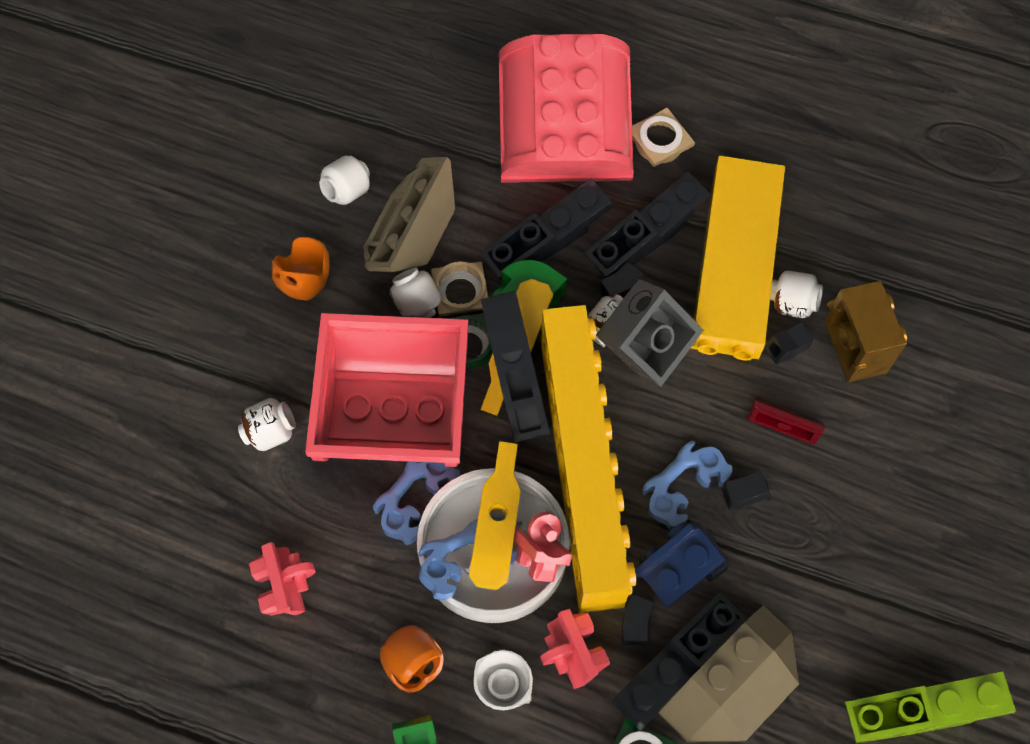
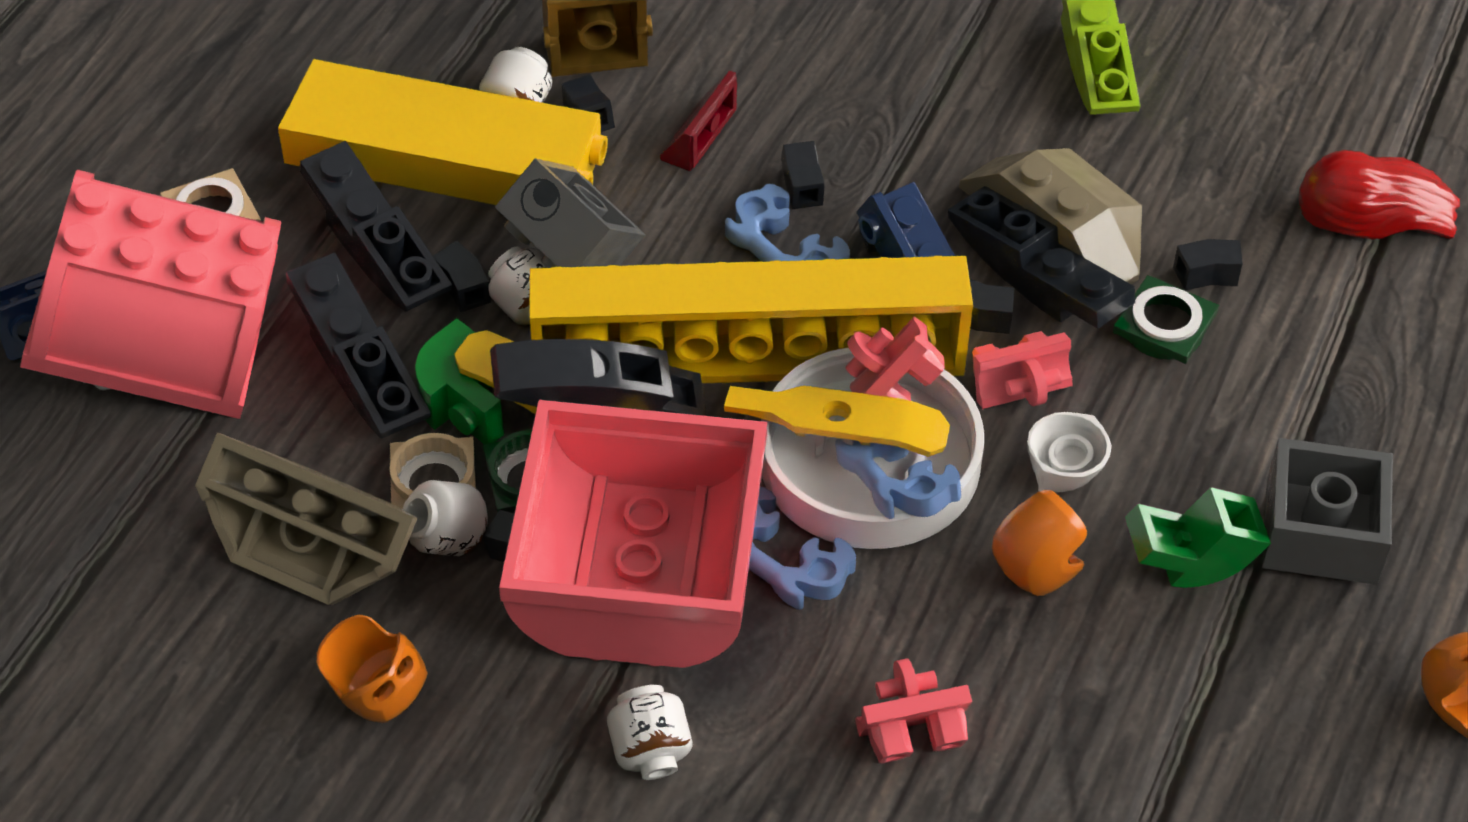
camera: 85 degrees left, 15 degrees down
(344, 180) = (198, 613): white head -> none

